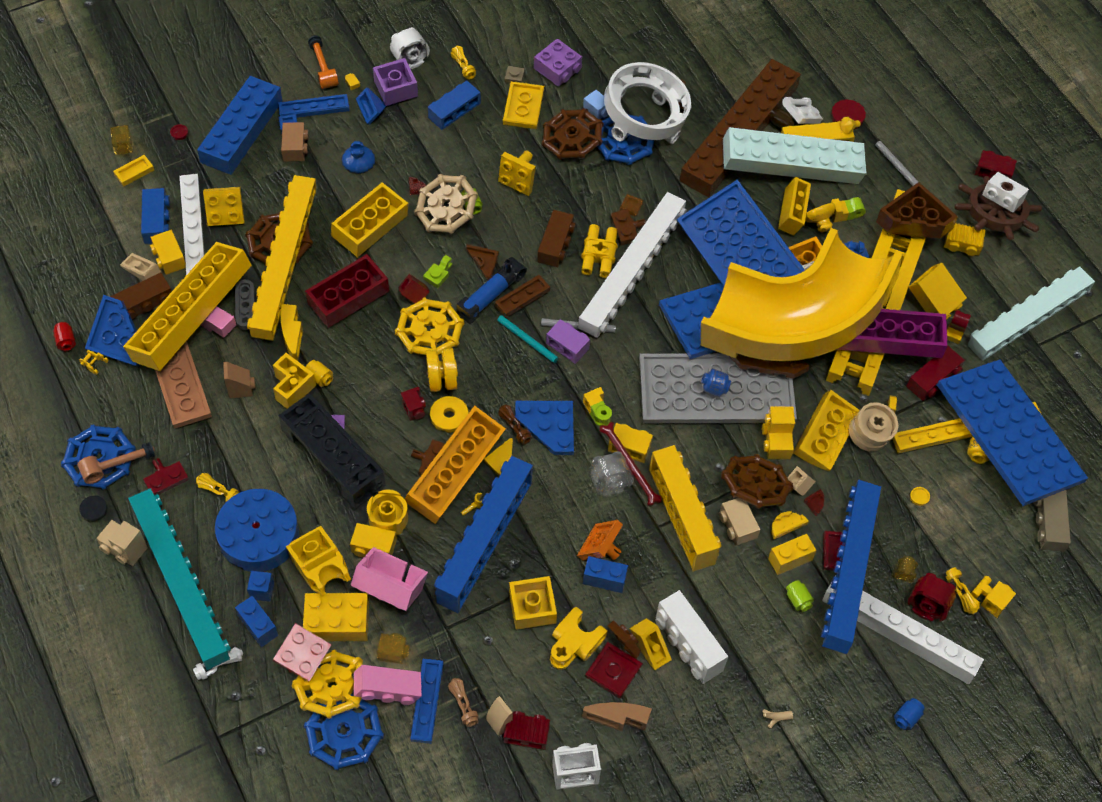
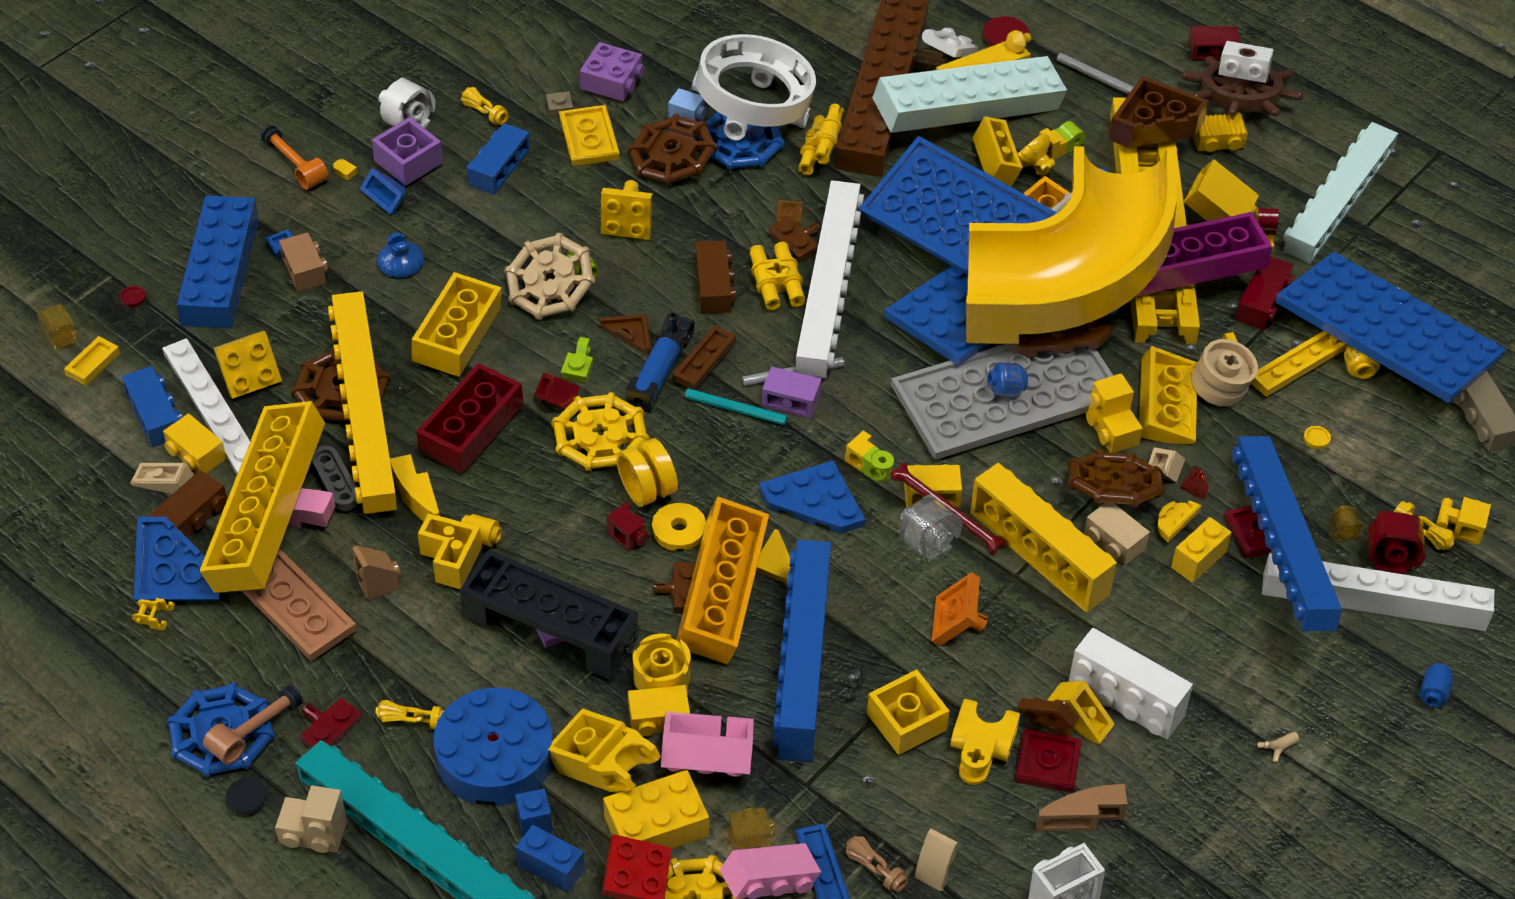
camera: 20 degrees left, 10 degrees down
(64, 336) = (96, 593): red brick -> none
(315, 106) = (308, 212): blue tile -> none
(415, 185) = (494, 270): clear red tile -> none
(476, 504) = (770, 621): yellow hand -> none
(506, 413) = (755, 500): reddish brown piece -> none
(527, 730) = (979, 869): dark red brick -> none
(605, 574) = (982, 649): blue brick -> none
(676, 158) = (821, 139): none -> yellow pin
(799, 596) = (1235, 595): lime brick -> none

